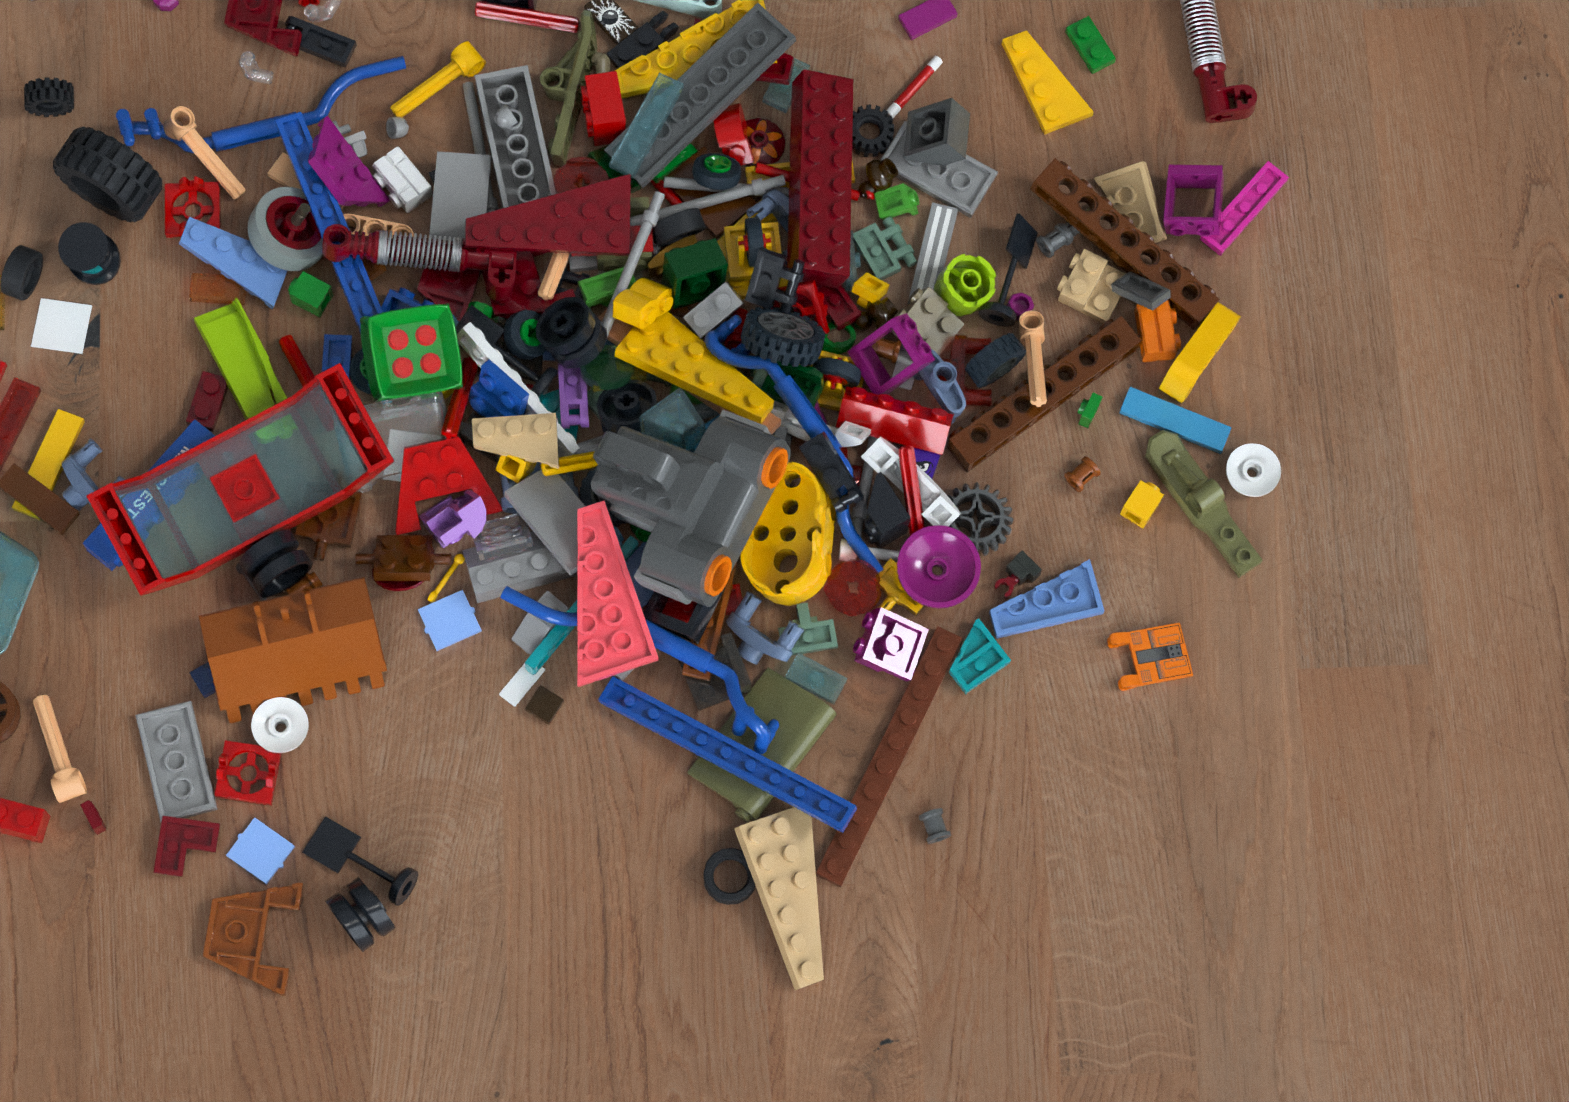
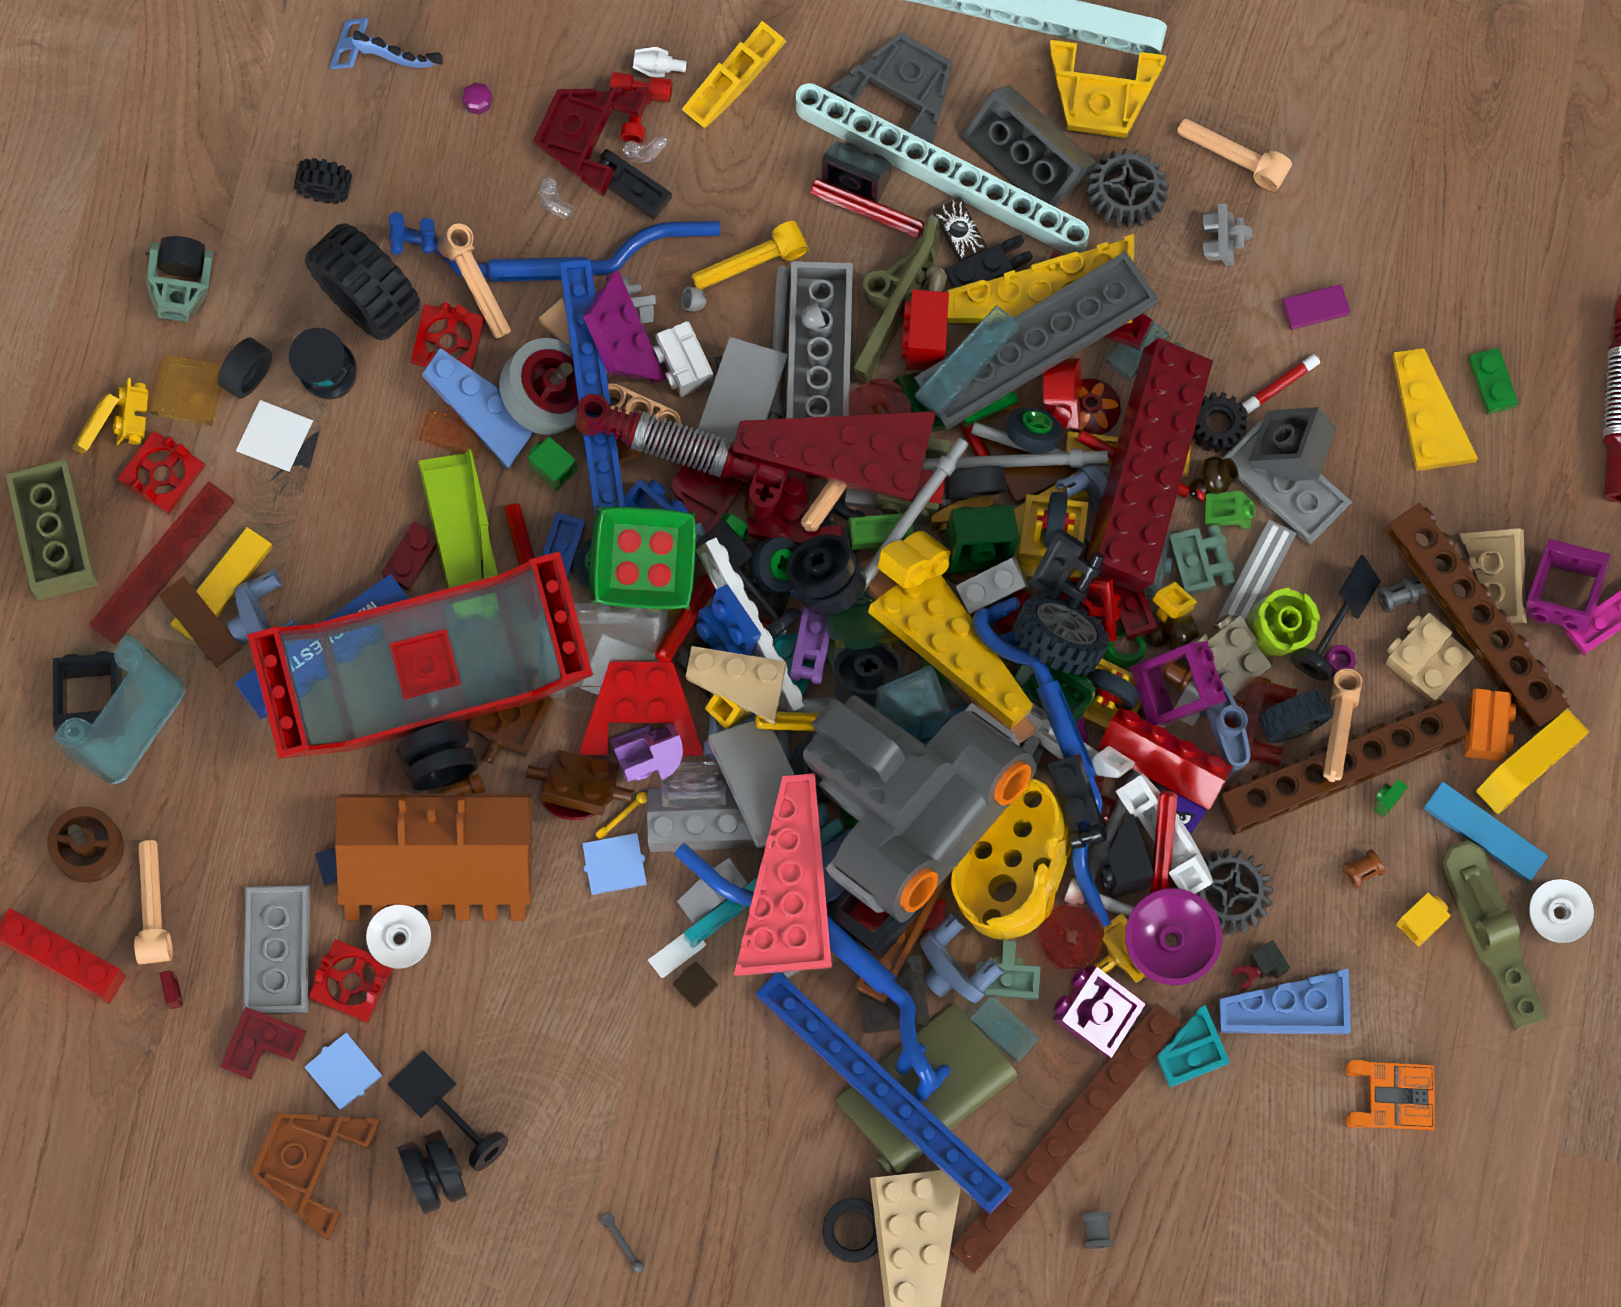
camera: 20 degrees right, 0 degrees up
(520, 920) = (608, 1221): none -> dark grey hinge
(1141, 290) = (1481, 676): dark grey plate -> none

